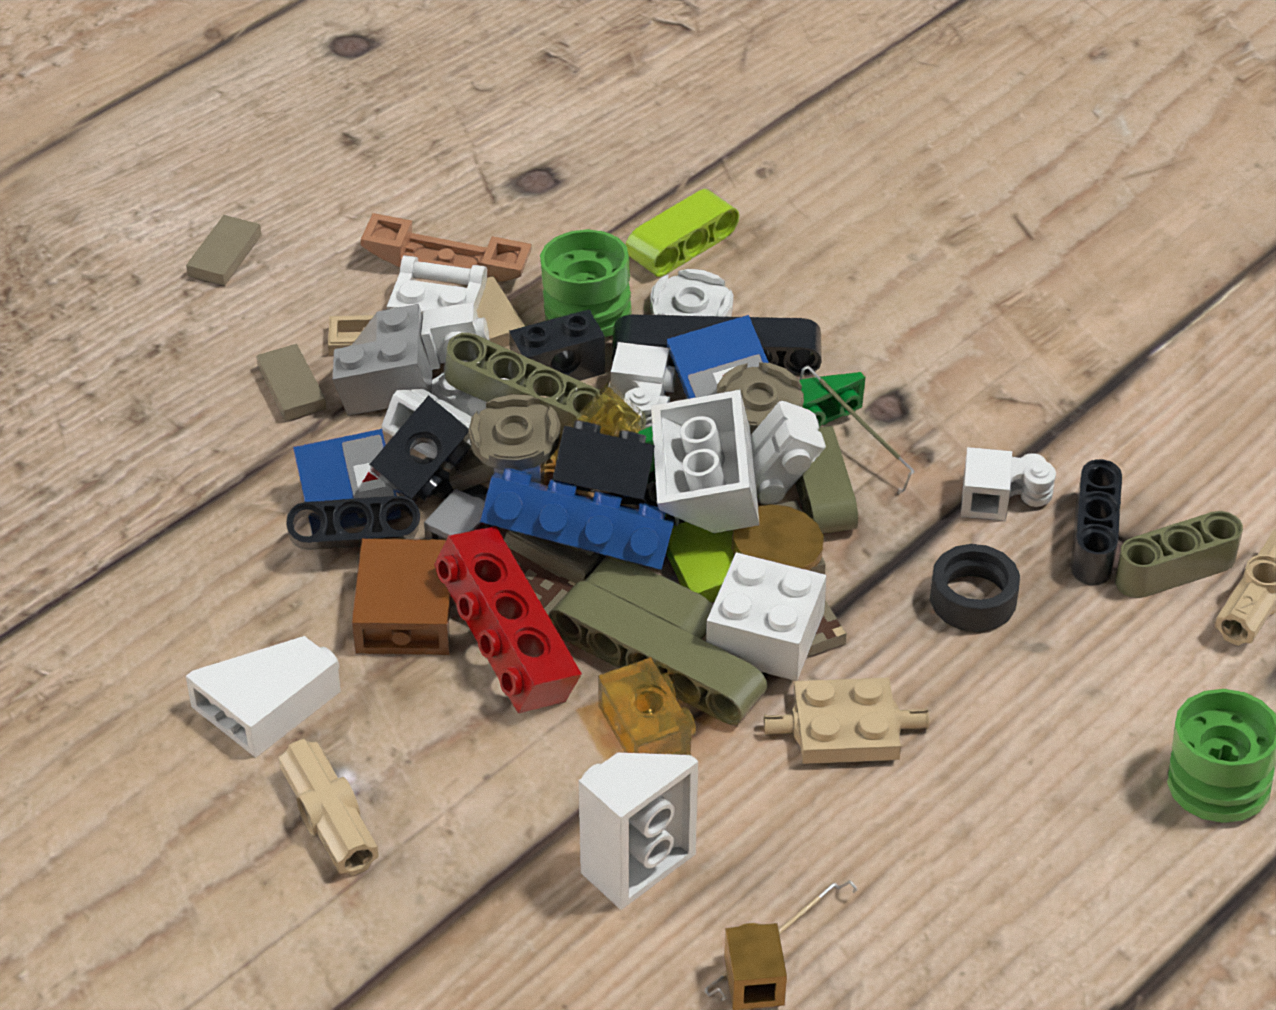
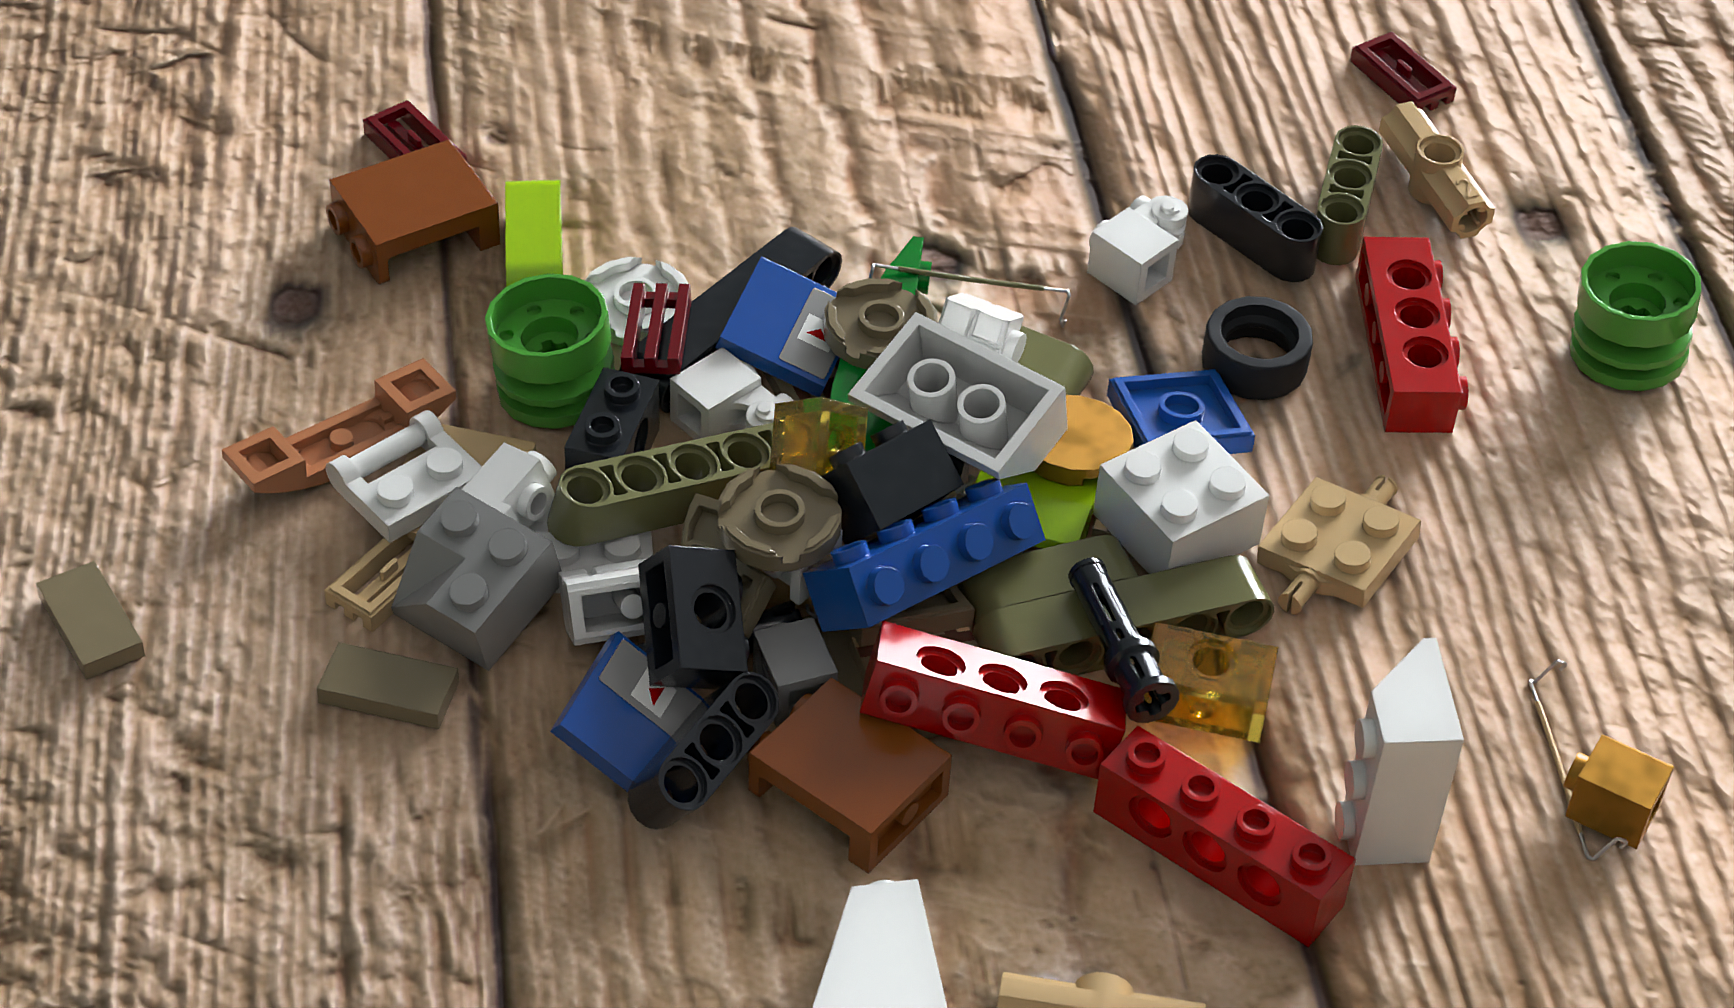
camera: 55 degrees left, 0 degrees up
(520, 788) = (1223, 835): none -> red brick
(595, 654) = (1096, 589): none -> black pin
(647, 166) = (410, 205): none -> dark orange panel
(647, 312) = (658, 302): none -> dark red tile
(708, 162) = (394, 138): none -> dark red tile
(872, 584) = (1171, 400): none -> blue tile
(1077, 654) = (1410, 335): none -> red brick

